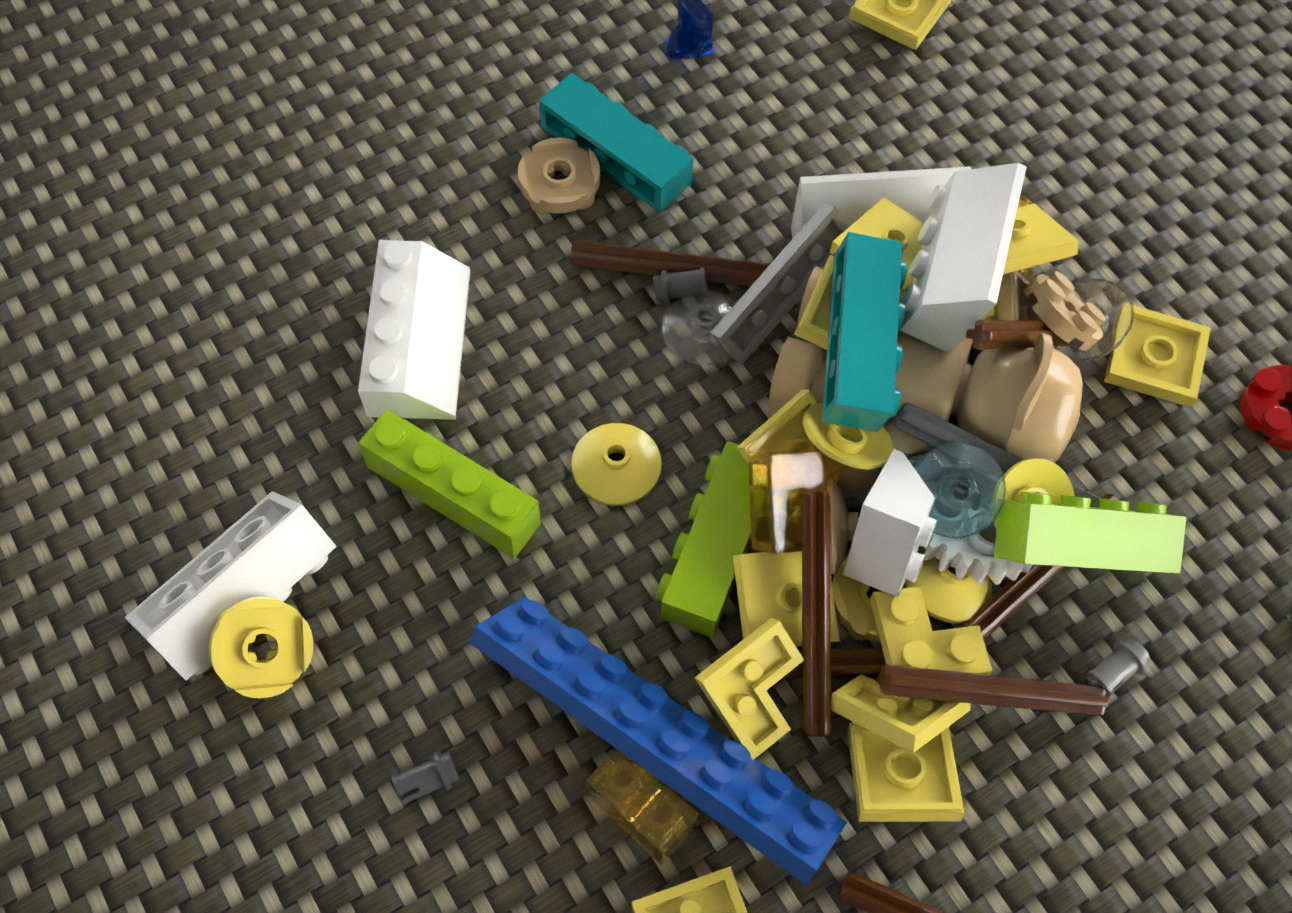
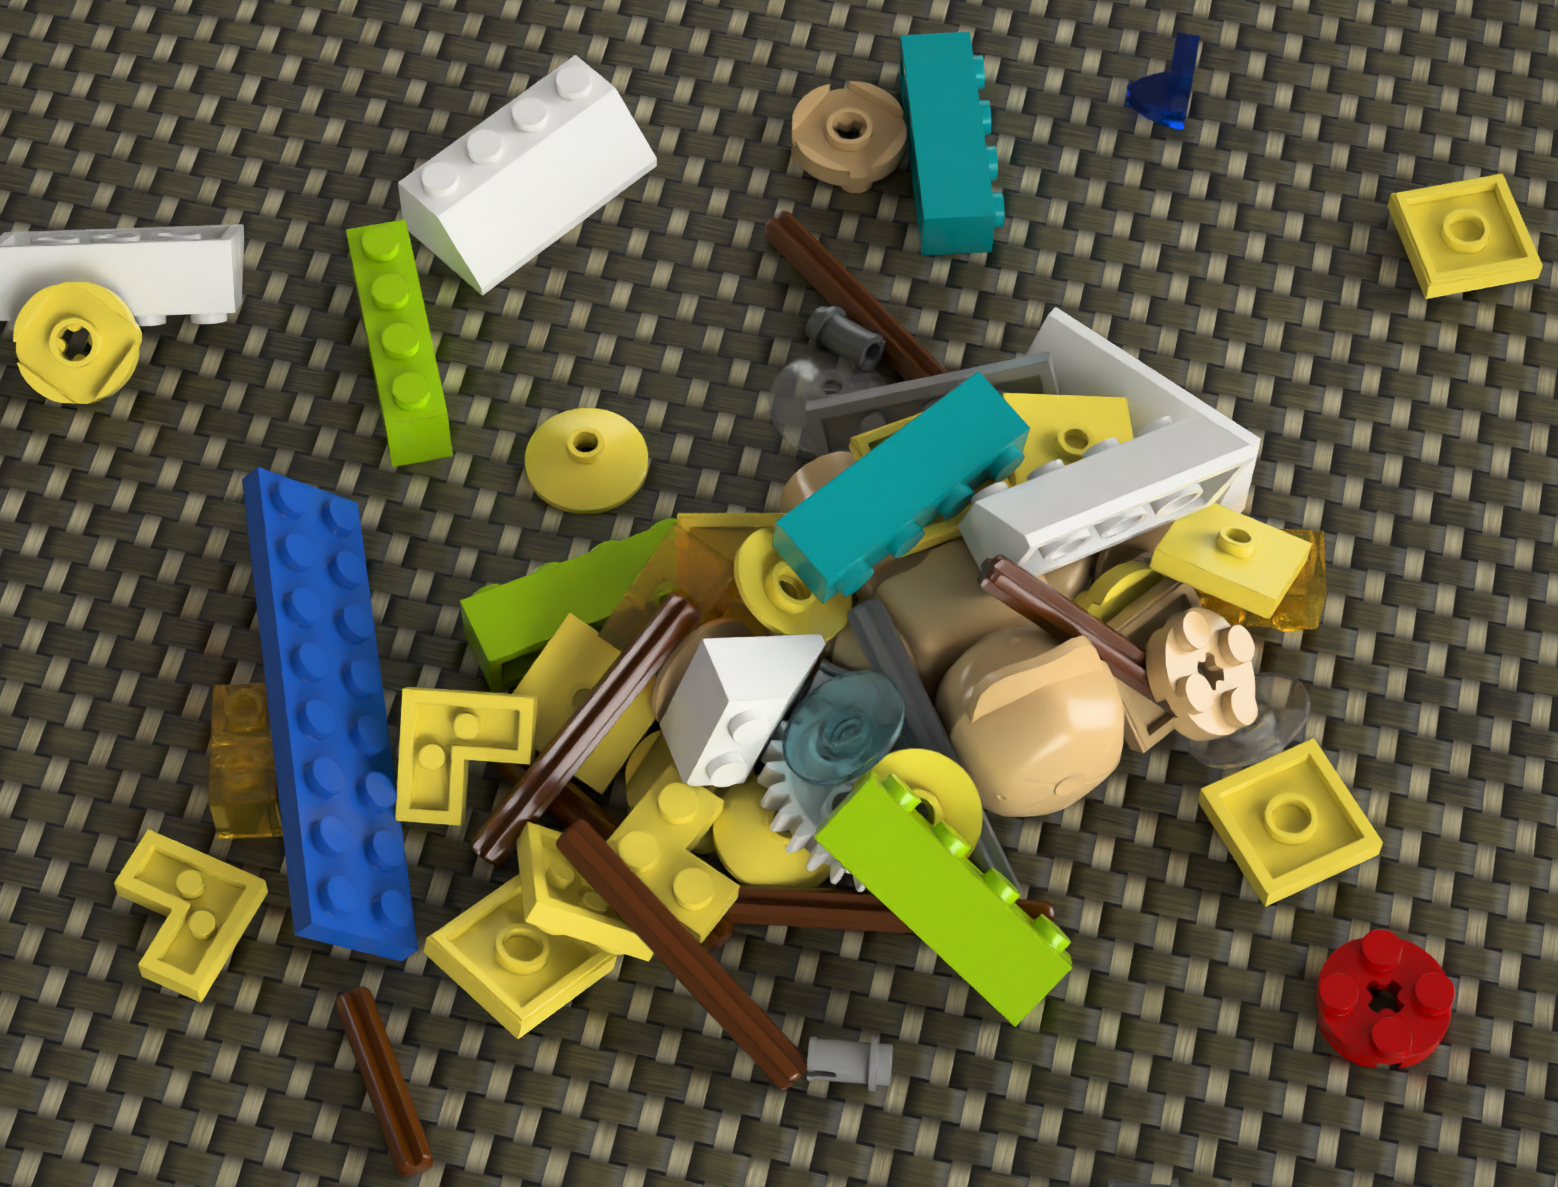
camera: 45 degrees right, 5 degrees down
(426, 777) = (112, 583): dark grey pin -> none

